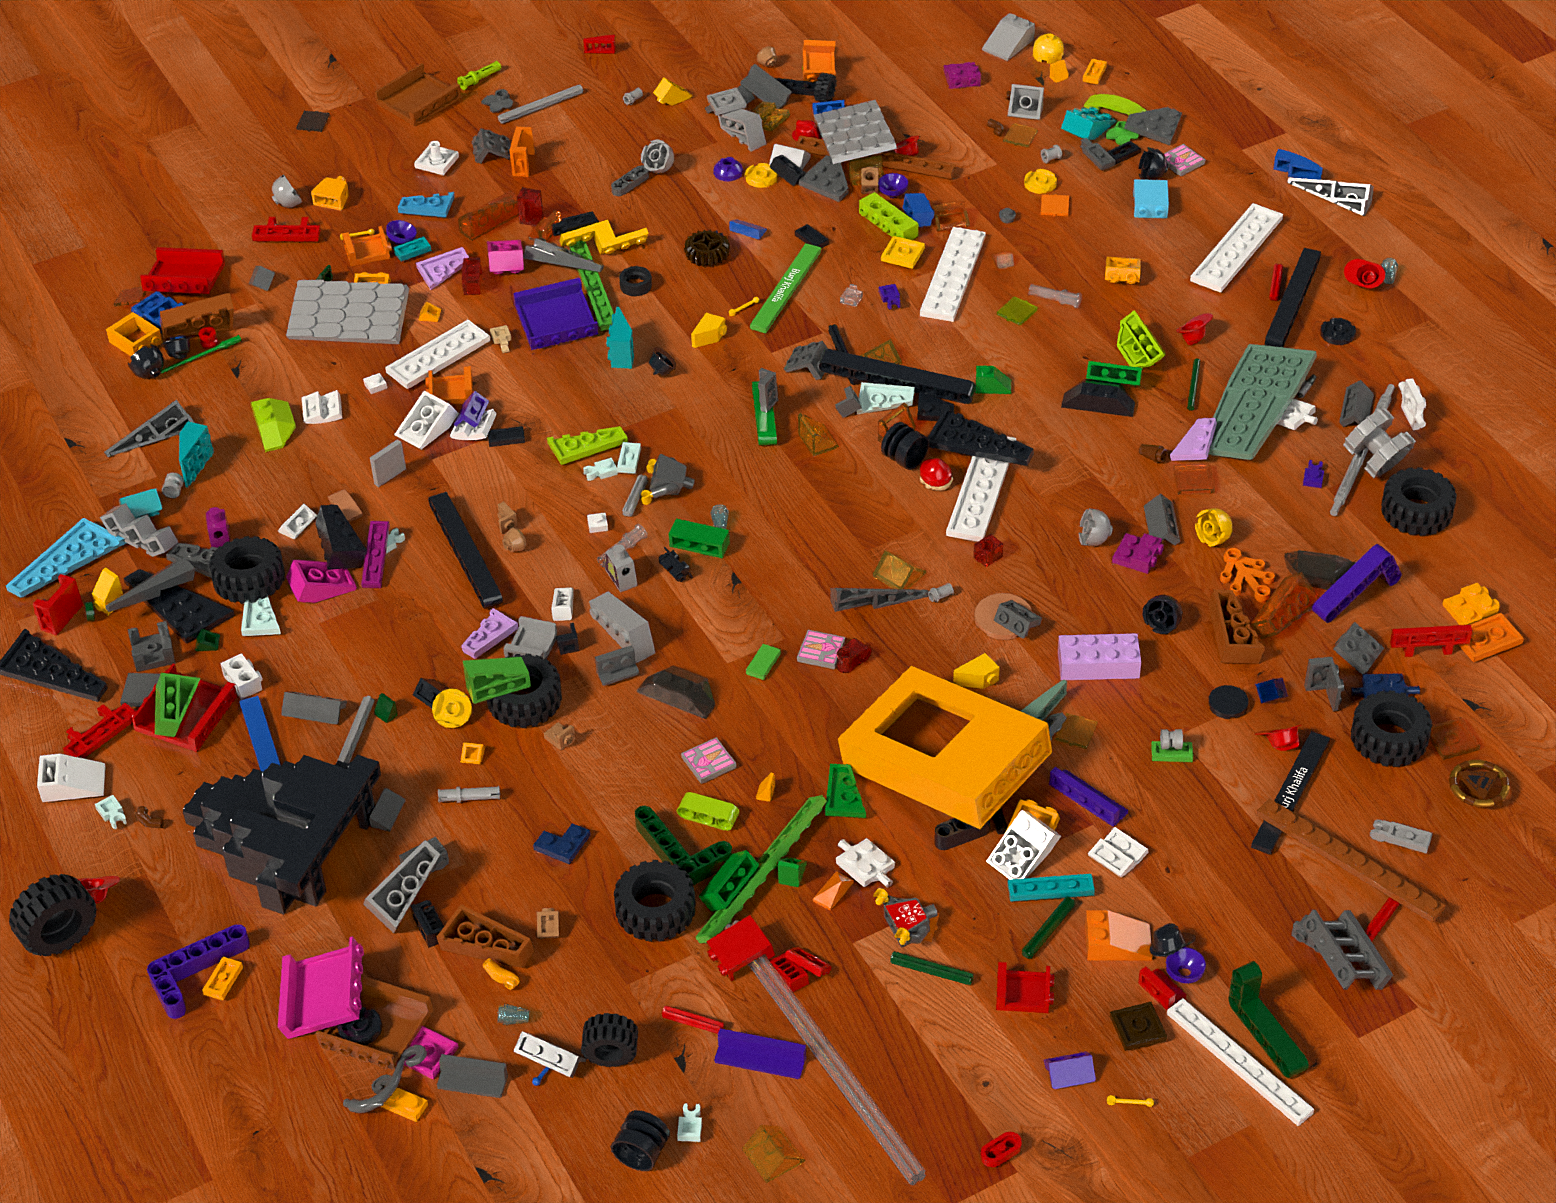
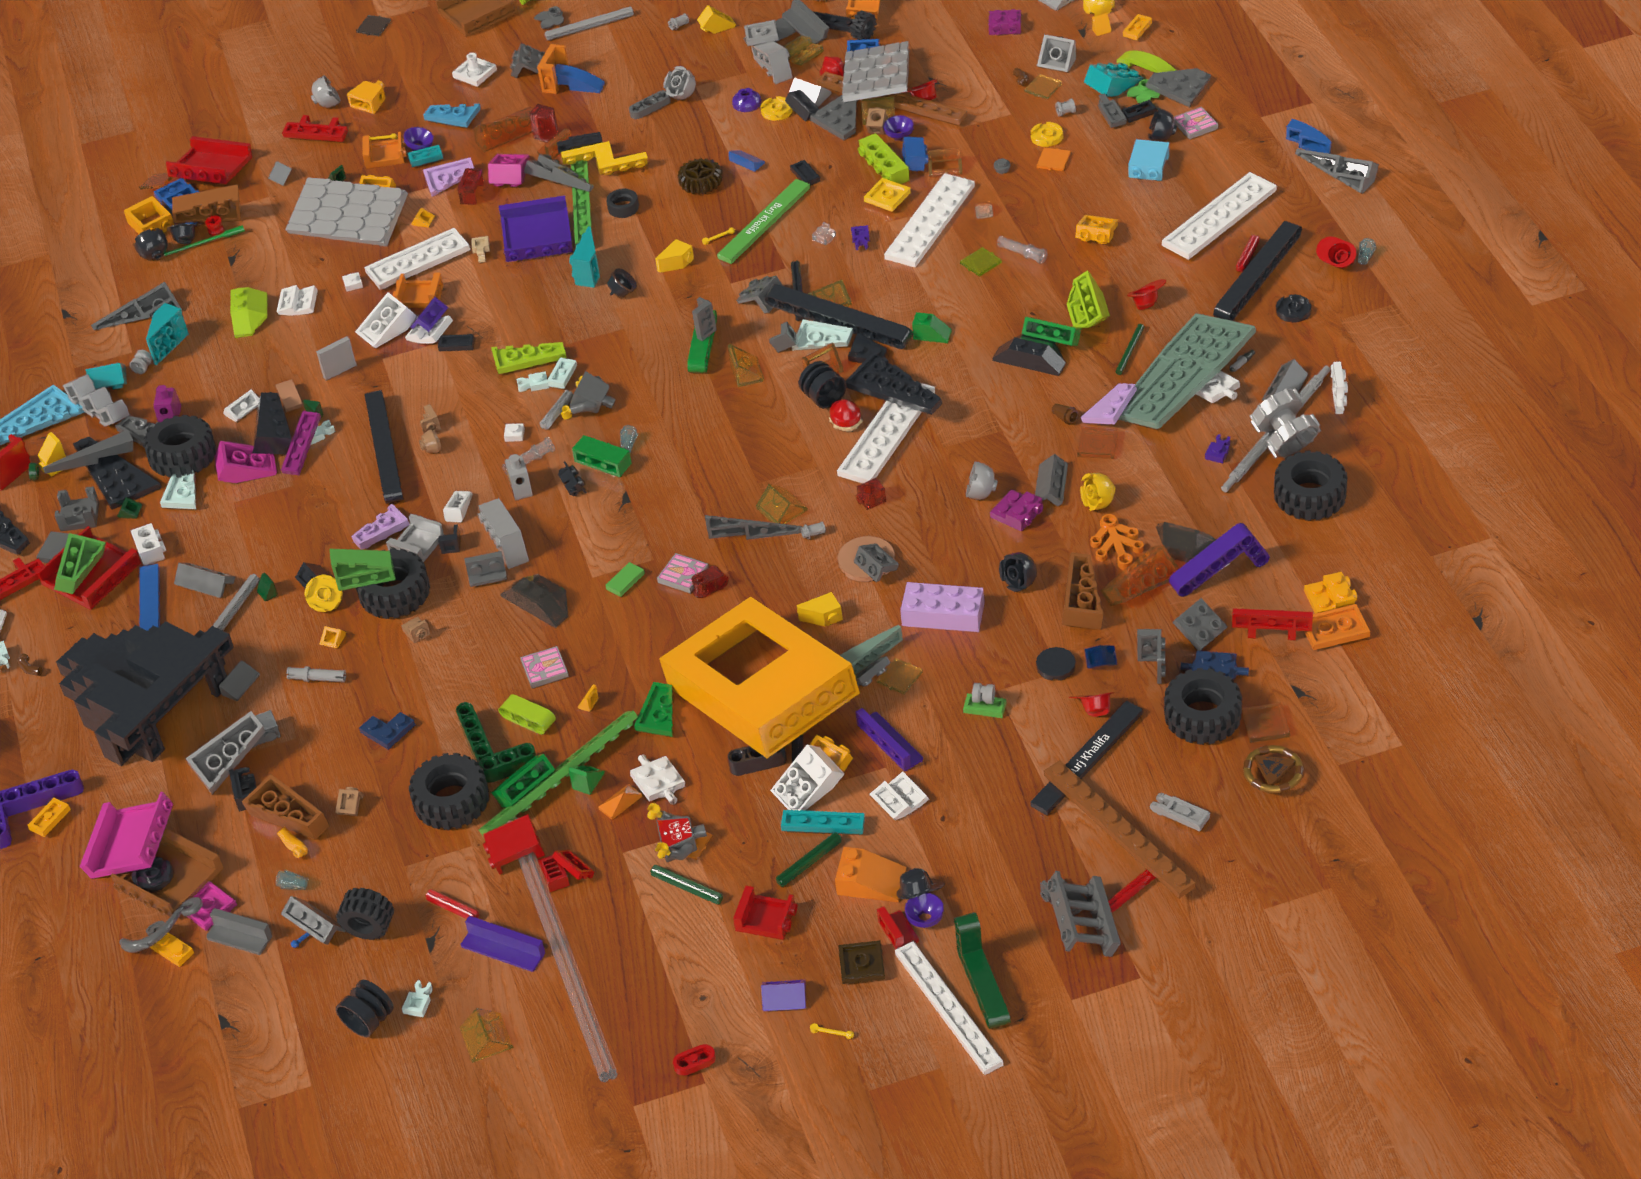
camera: 15 degrees right, 0 degrees up
(375, 515) = (313, 406): none -> dark green slope
(549, 160) = (578, 79): none -> blue slope

